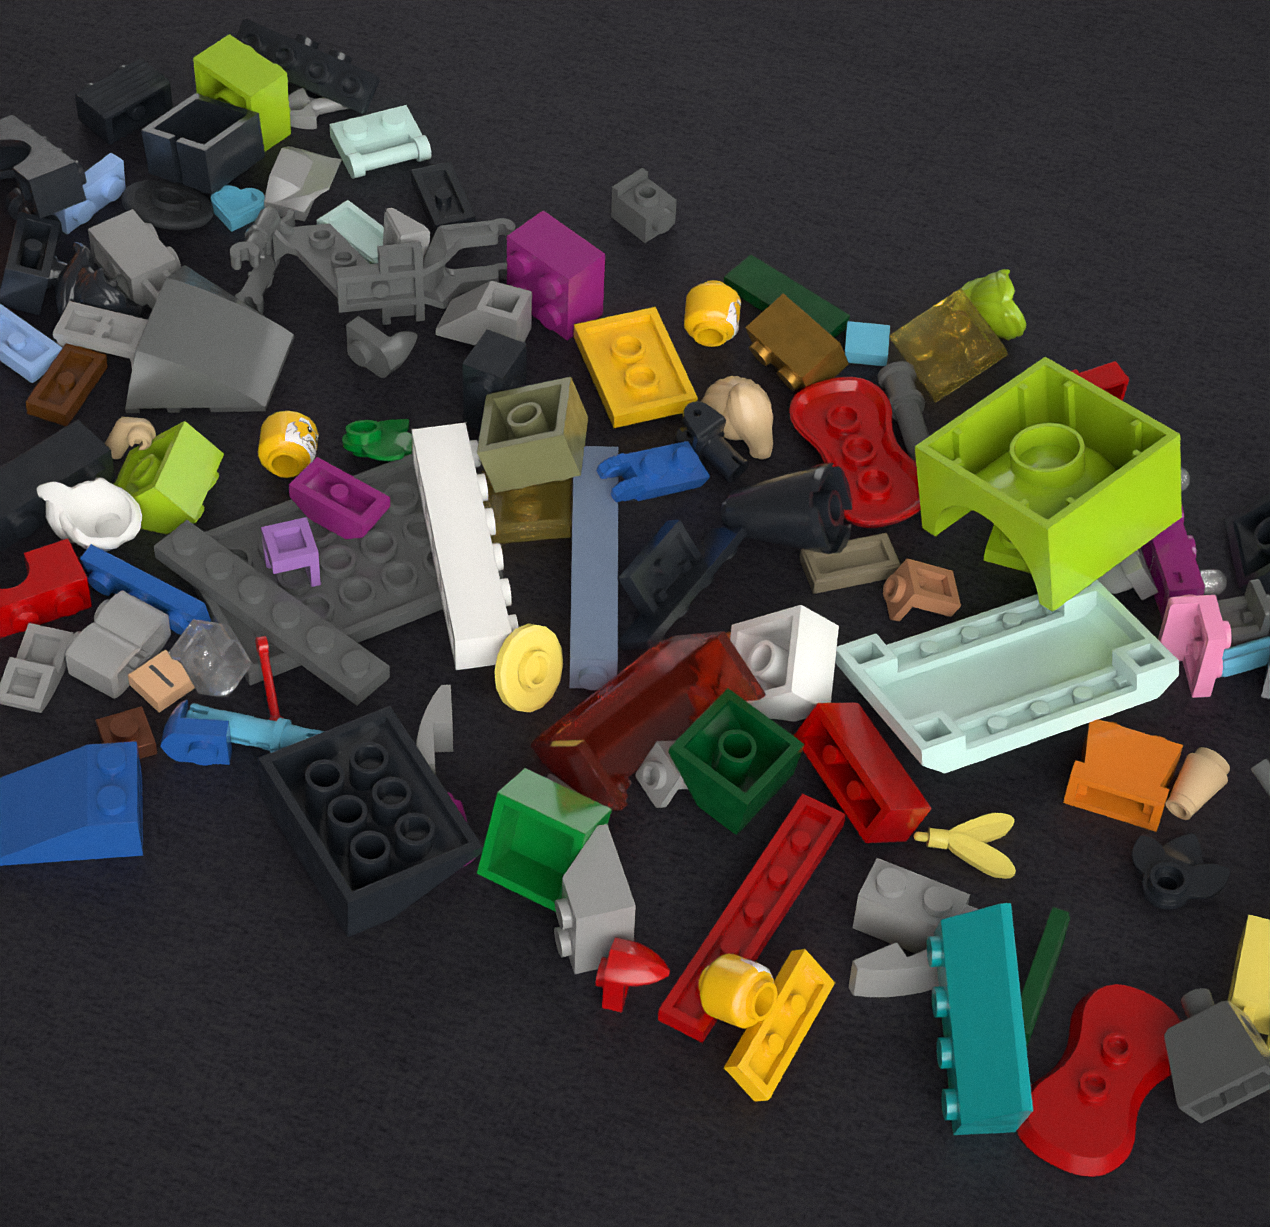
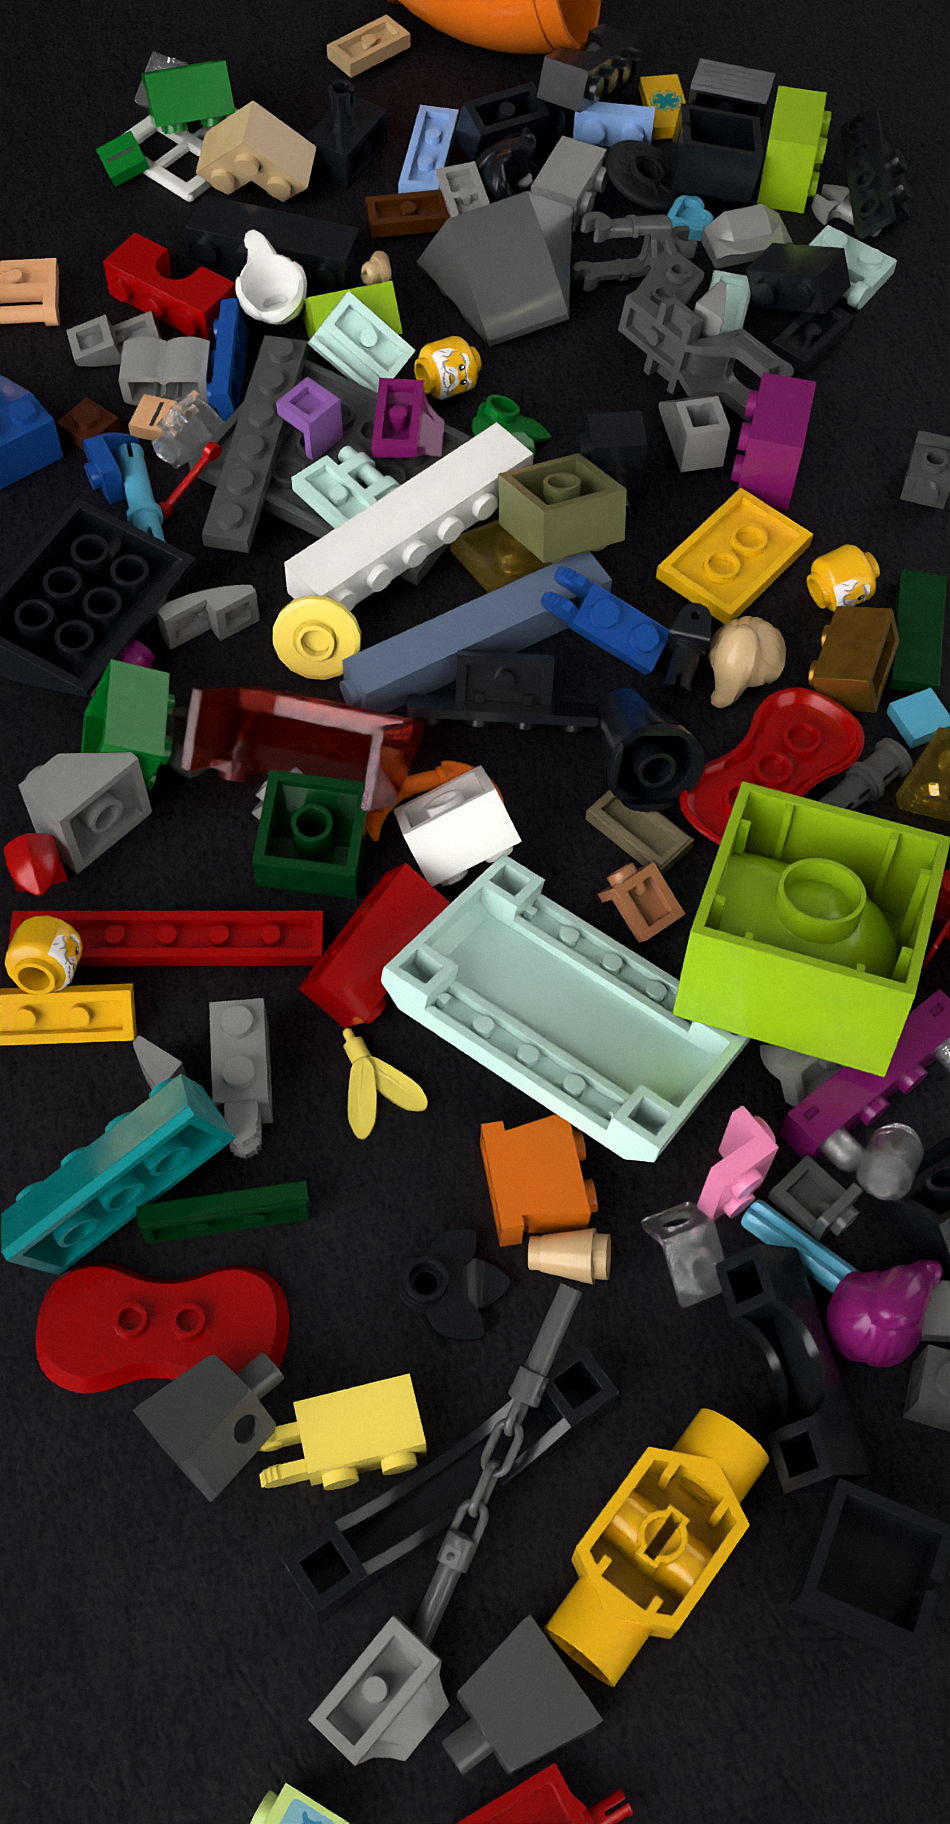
camera: 60 degrees right, 10 degrees up
(89, 146) = (666, 96): none -> yellow tile
(222, 484) = (360, 344): none -> light aqua plate
(375, 349) = (602, 382): dark grey plate -> none
(387, 170) = (798, 277): none -> black brick
(389, 572) = (334, 488): none -> light aqua plate
(1231, 705) = (689, 1251): none -> clear bracket
(1235, 557) = (890, 1162): none -> clear brick

